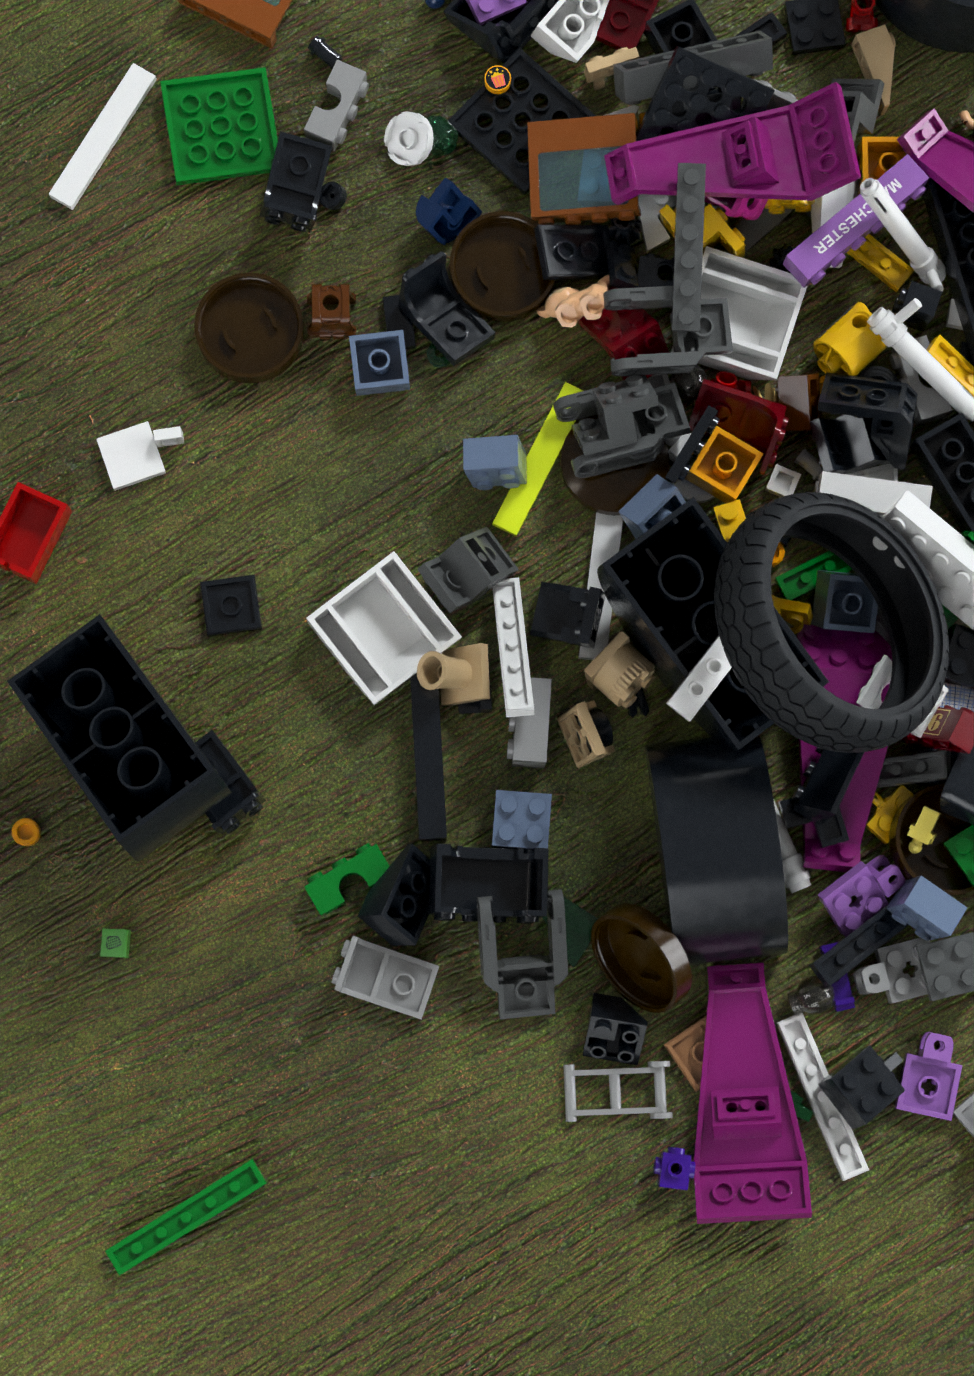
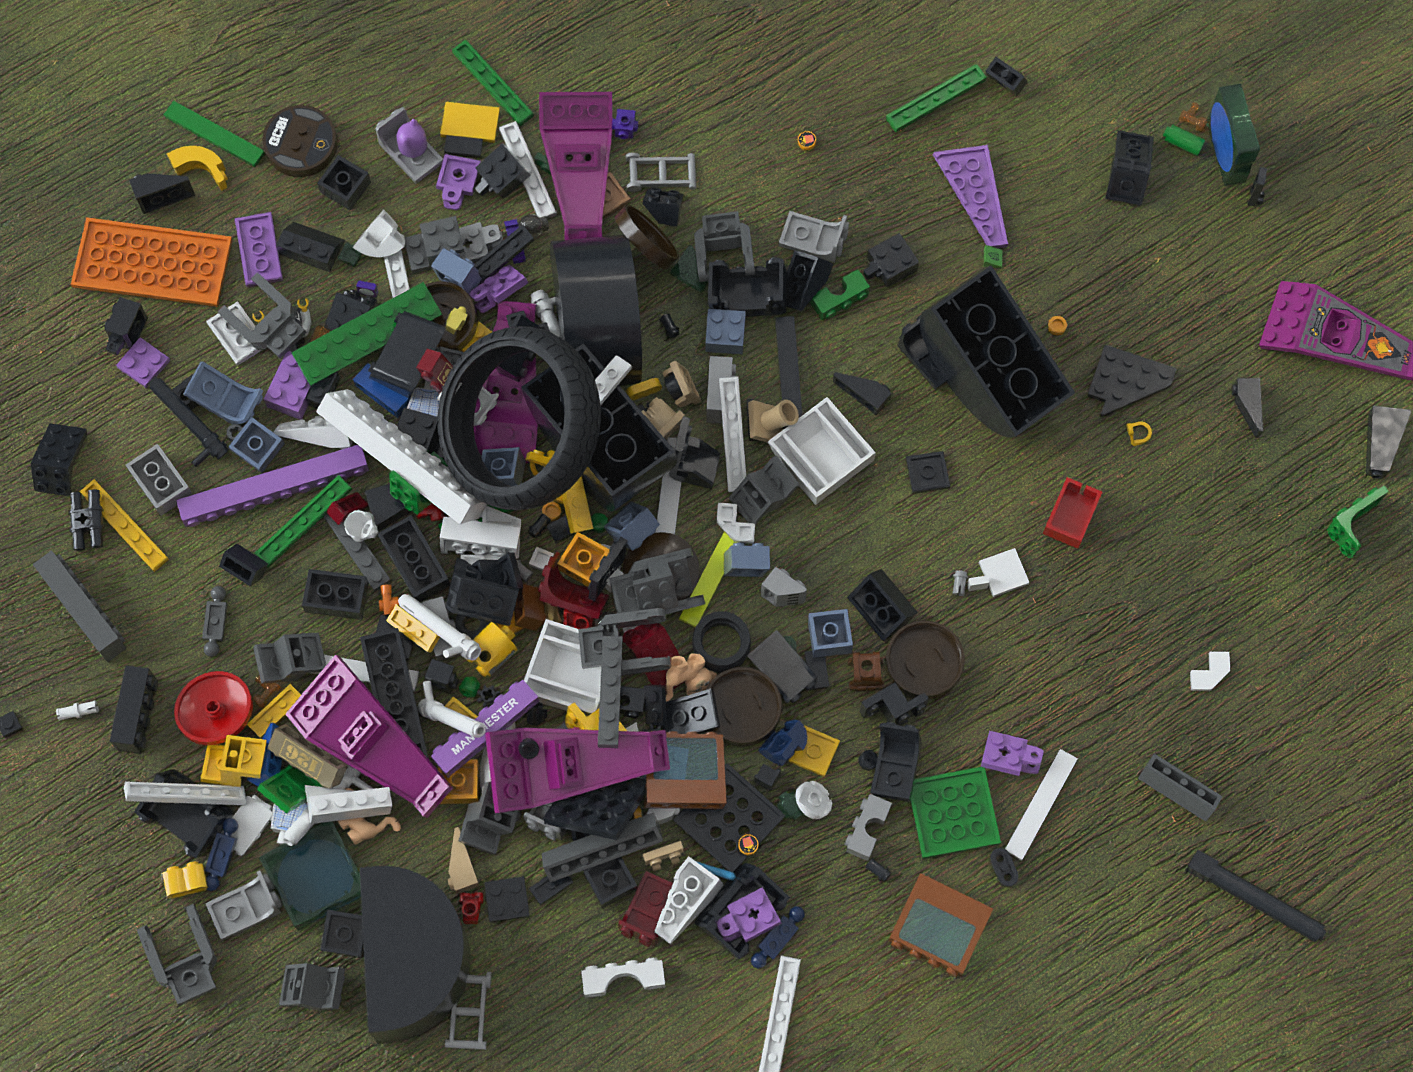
camera: 175 degrees left, 10 degrees down
(73, 1249) = (1006, 76): none -> black brick
(127, 195) = (1018, 757): none -> medium lavender plate
(136, 1068) = (974, 183): none -> medium lavender wing
(158, 54) = (1004, 868): none -> black plate
(194, 440) = (959, 582): none -> light grey pin
(270, 932) = (891, 261): none -> black hinge
(295, 259) = (894, 705): none -> black bracket
(304, 407) = (882, 604): none -> black slope
(314, 724) = (865, 391): none -> black slope
(391, 1145) = (806, 140): none -> tile
(398, 212) = (817, 752): none -> yellow tile
(444, 422) = (782, 589): none -> light grey slope
(470, 173) = (767, 777): none -> black panel
(505, 514) = (735, 530): none -> white tile
(536, 323) = (722, 619): none -> black tyre
(542, 56) = (718, 872): none -> dark azure piece
(603, 834) = (671, 329): none -> black pin
(641, 733) = (644, 388): none -> yellow beam
(799, 165) = (528, 748): none -> black tile
(855, 279) = (486, 692): none -> black gear
(875, 299) = (469, 686): none -> green piece
(882, 1252) = (492, 82): none -> green tile
(914, 1181) = (470, 121): none -> yellow tile
(922, 1138) = (463, 146): none -> black tile

